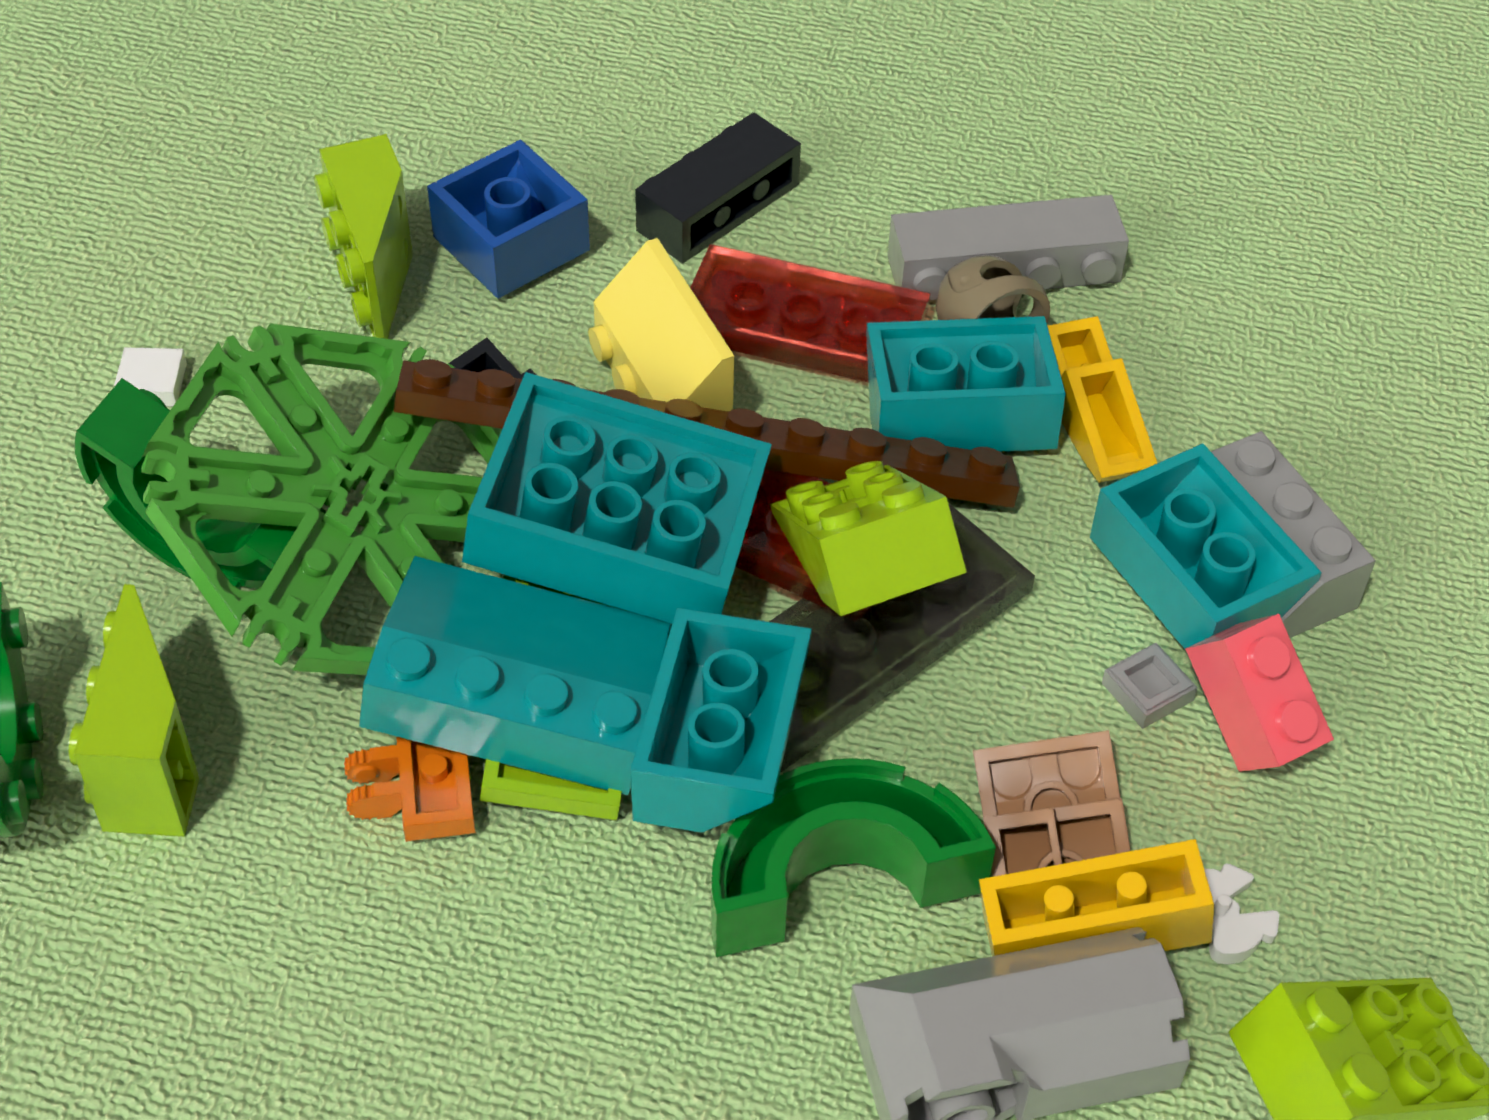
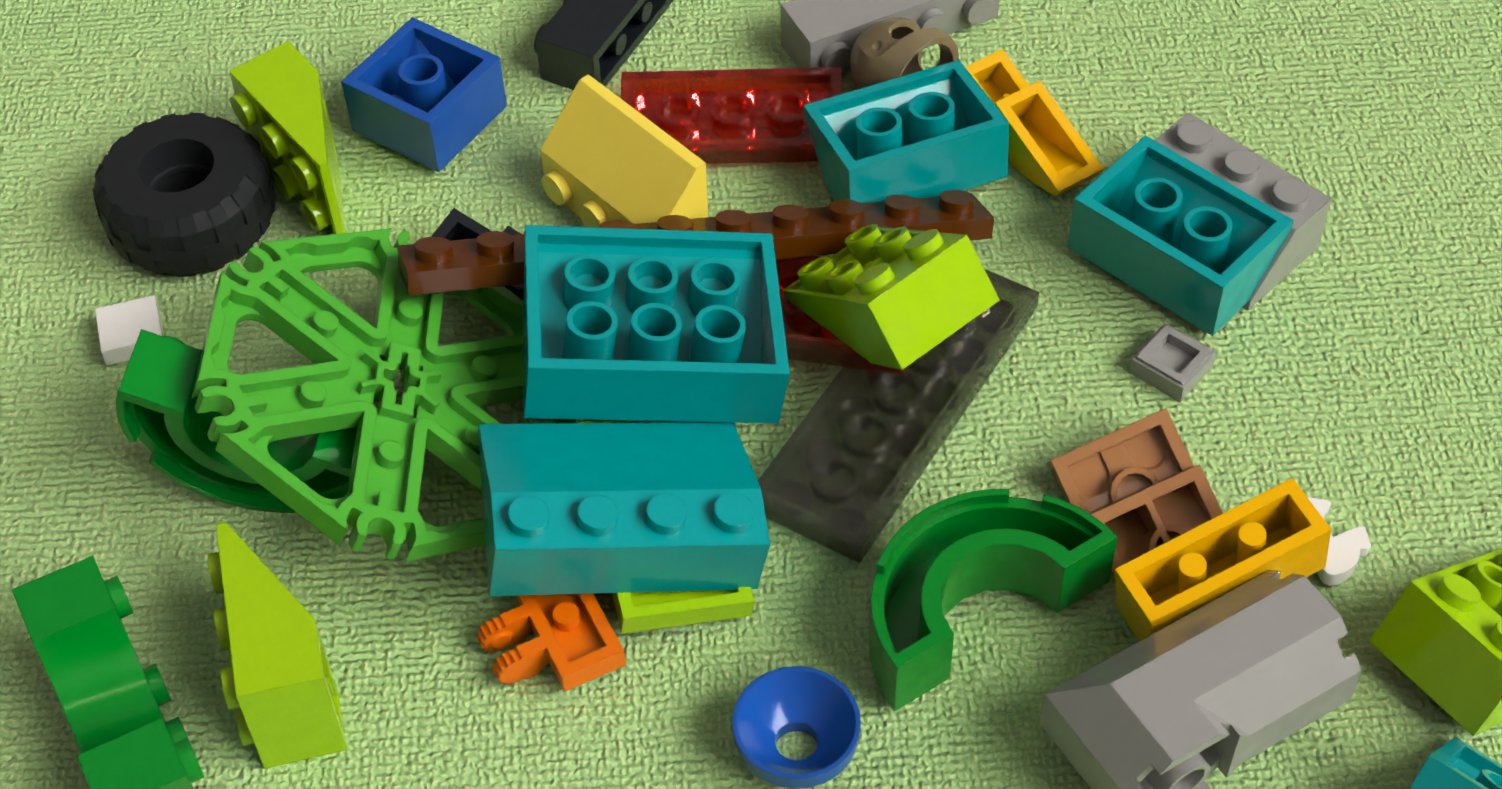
camera: 15 degrees left, 0 degrees up
(246, 257) = (184, 194): none -> black tyre
(599, 917) = (790, 702): none -> blue piece
(717, 720) = (830, 494): teal slope -> none
(1259, 694) = (1280, 340): coral brick -> none

